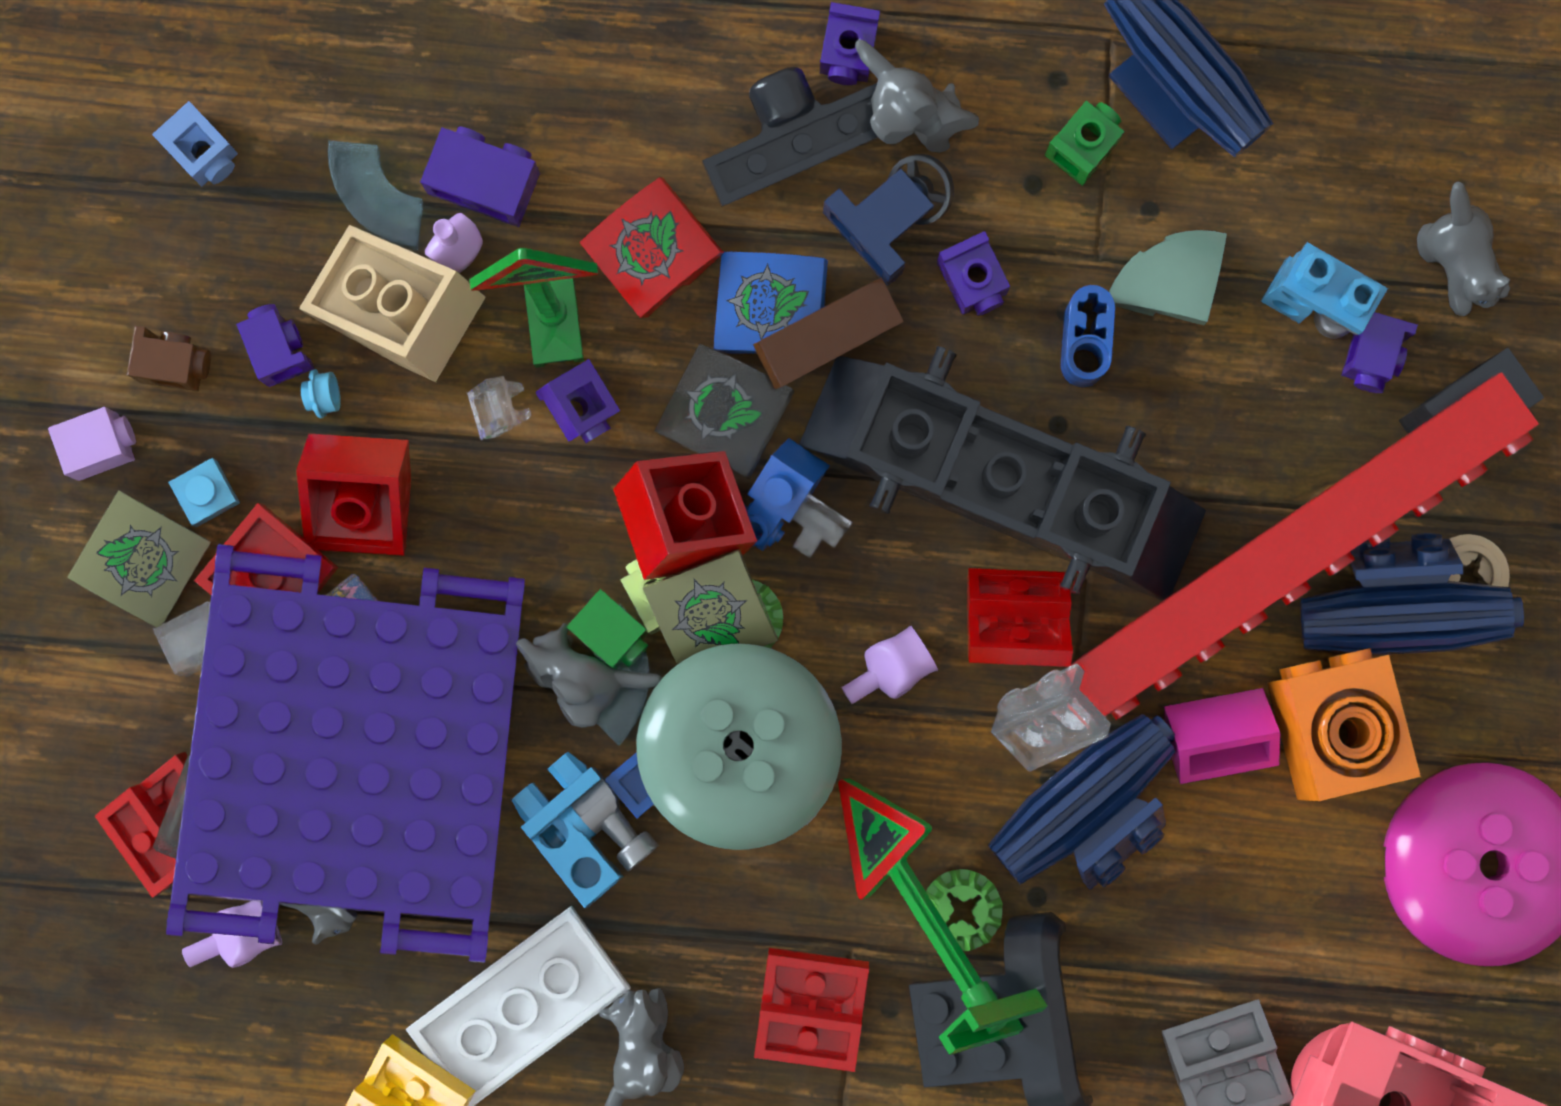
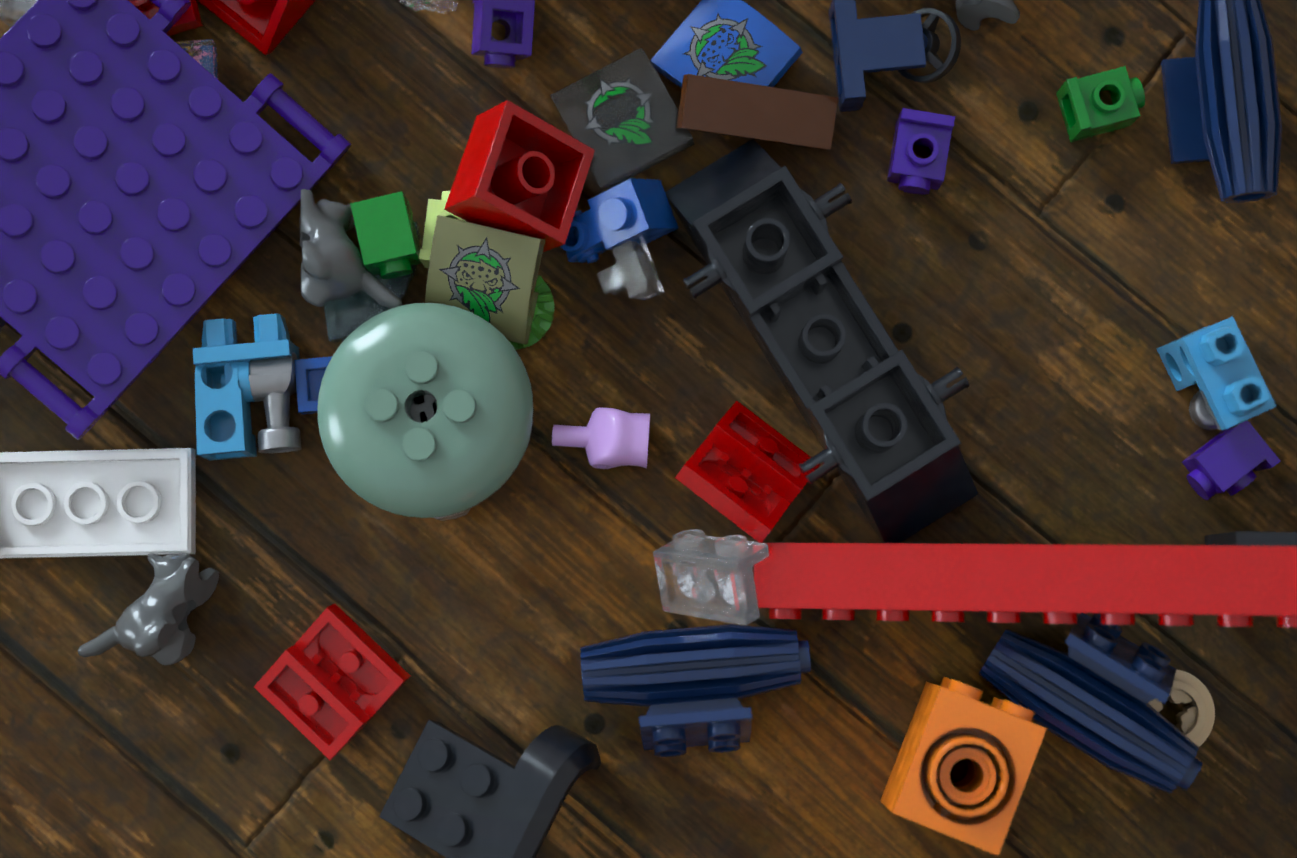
camera: 40 degrees right, 0 degrees up
(879, 844) = (490, 580): green piece -> none
(987, 911) = (537, 669): bright green gear -> none
(1075, 325) = (984, 282): blue beam -> none
(1173, 277) = (1092, 273): sand green brick -> none
(1223, 735) = (853, 699): dark pink brick -> none

